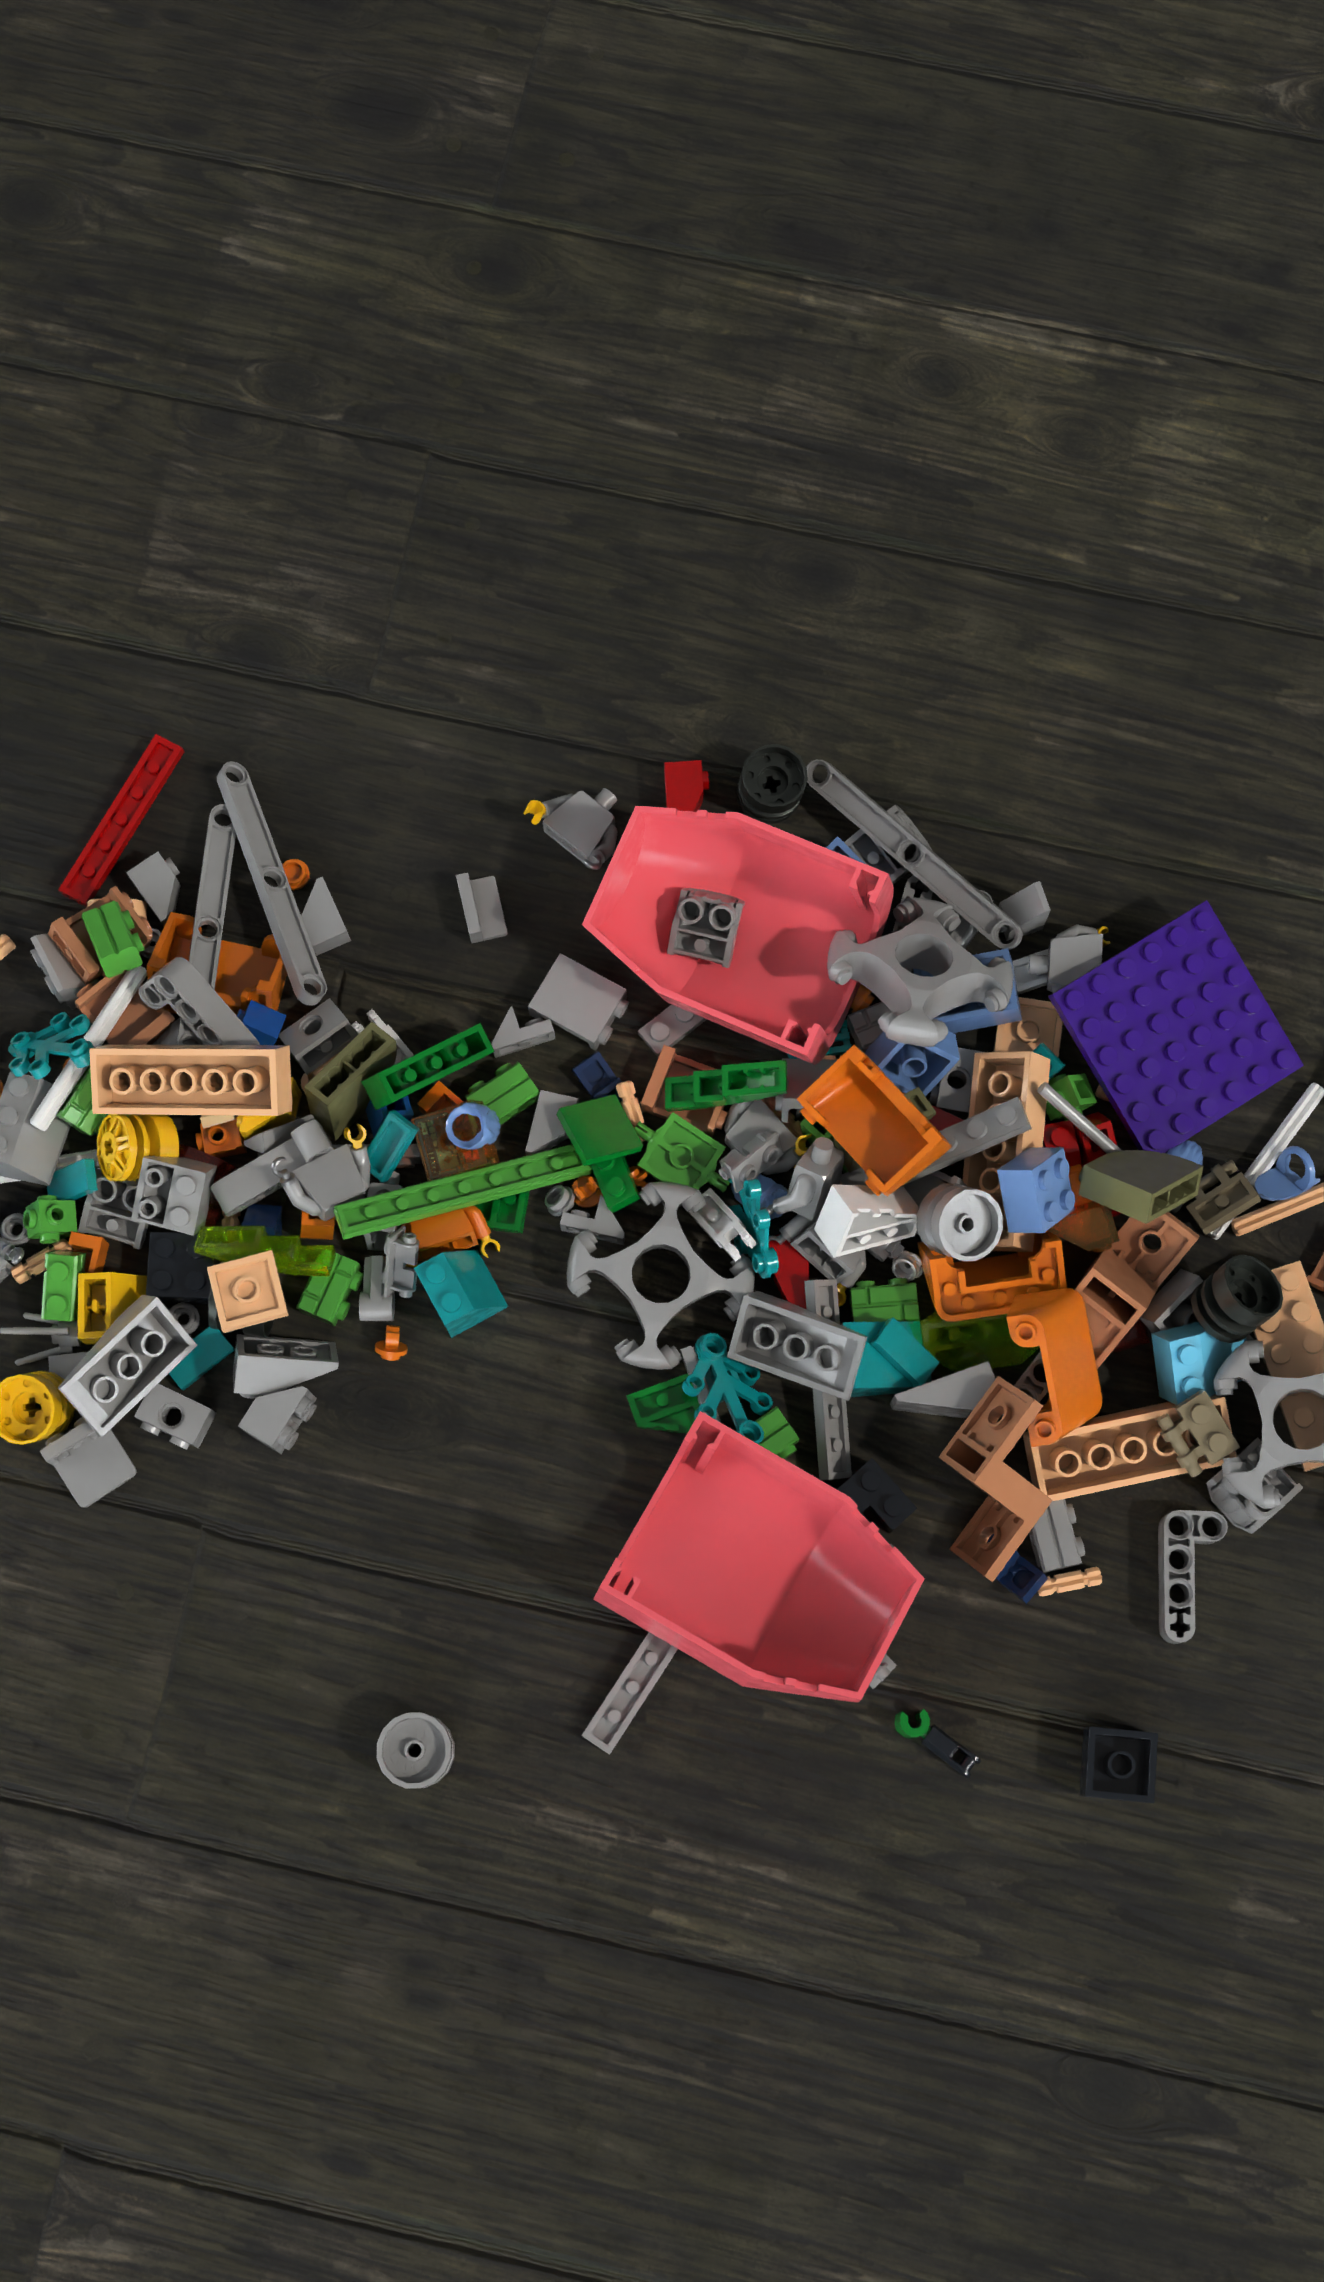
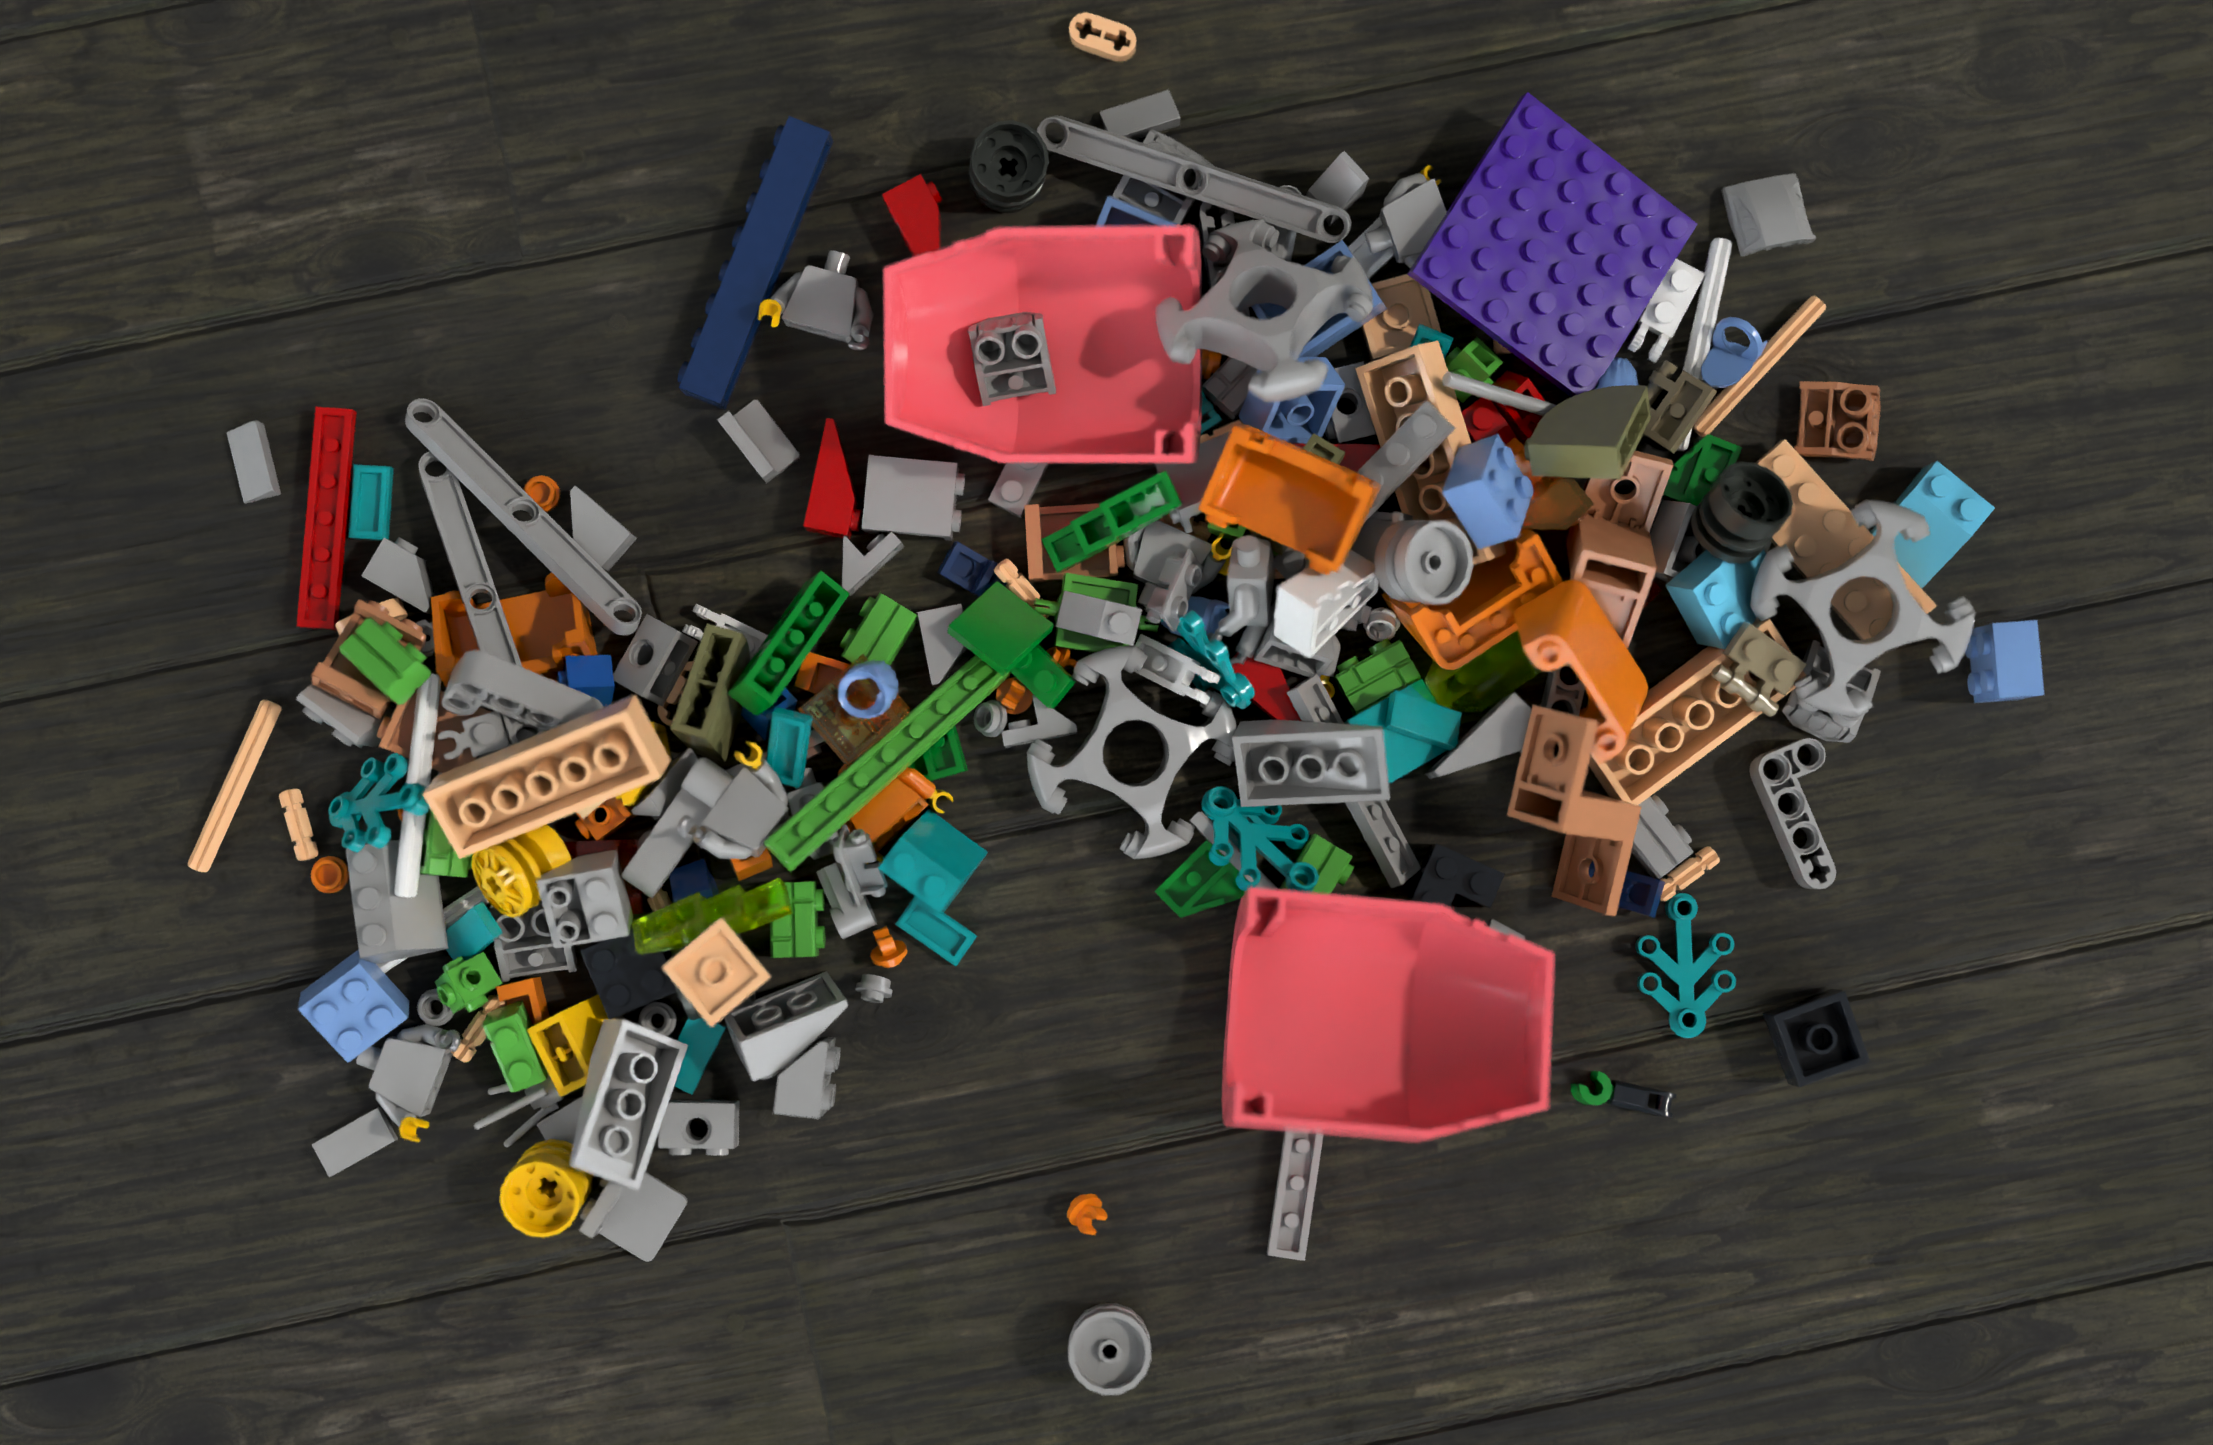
camera: 30 degrees left, 10 degrees up
(88, 755) = (253, 462): none -> light grey slope
(156, 1029) = (481, 734): none -> light grey plate
(161, 823) = (371, 502): none -> teal tile
(366, 1371) = (874, 988): none -> light grey plate
(437, 1348) = (936, 930): none -> teal tile
(449, 1629) = (1085, 1209): none -> orange plate
(517, 973) = (832, 497): none -> red slope
(542, 773) = (756, 262): none -> dark blue brick
(681, 1156) = (1098, 617): none -> light grey slope
(886, 726) = (1106, 29): none -> light nougat beam
(891, 792) = (1142, 115): none -> light grey slope
(1032, 1662) = (1685, 971): none -> teal plant
(1212, 1255) = (1699, 469): none -> green wing
(1251, 1119) = (1667, 307): none -> white hinge

